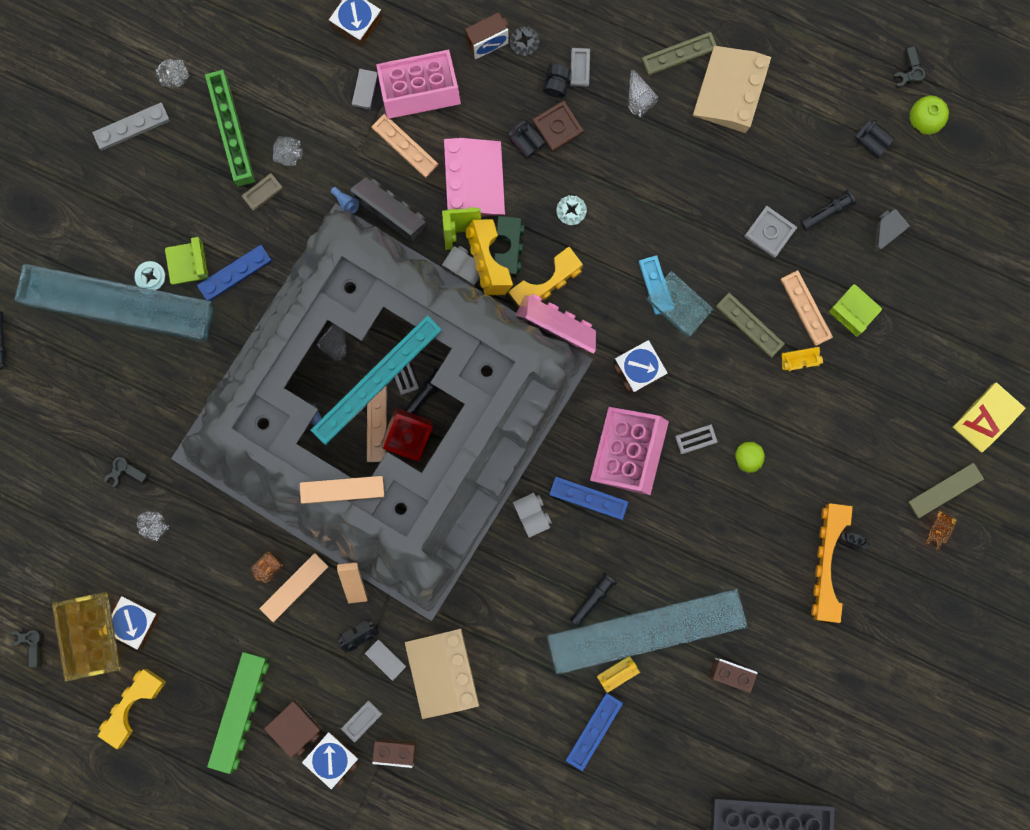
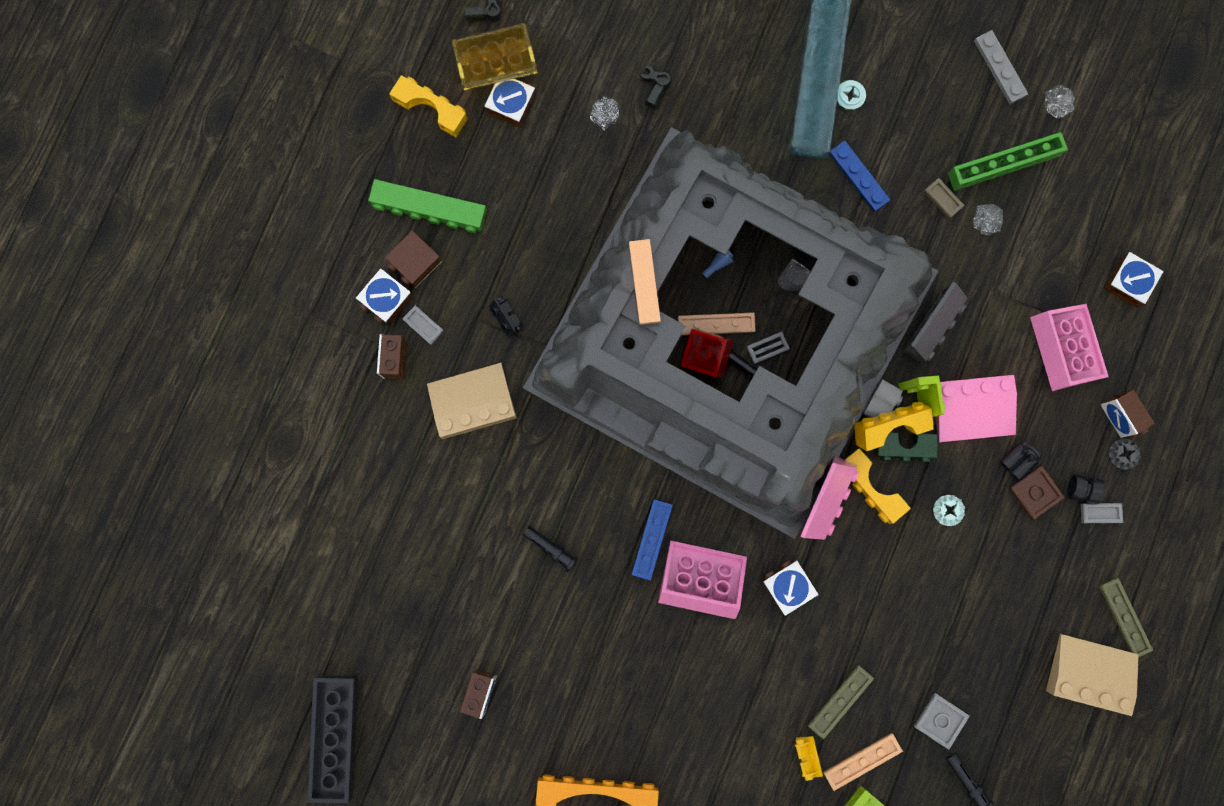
camera: 85 degrees right, 0 degrees up
(186, 262) = (867, 129): lime bracket -> none
(266, 567) = (568, 224): clear orange brick -> none
(294, 587) = (550, 252): light nougat tile -> none
(346, 202) = (938, 283): medium blue cone -> none
(352, 582) = (556, 305): light nougat tile -> none
(365, 89) = (1059, 293): light grey tile -> none
(376, 380) = (759, 311): teal tile -> none
(385, 660) = (483, 345): light grey tile -> none
(405, 146) = (1002, 337): light nougat tile -> none
(531, 514) = (632, 482): light grey brick -> none
(594, 732) = (418, 554): blue plate -> none
(618, 674) = (476, 576): yellow hinge -> none
(640, 95) = (1077, 577): clear slope -> none
(646, 631) = (520, 605): clear light blue brick -> none
(652, 274) = (876, 601): medium azure tile -> none
(679, 304) = (858, 626): clear light blue plate -> none
(680, 444) = (712, 632): light grey tile -> none
(750, 457) = (703, 705): lime hair -> none

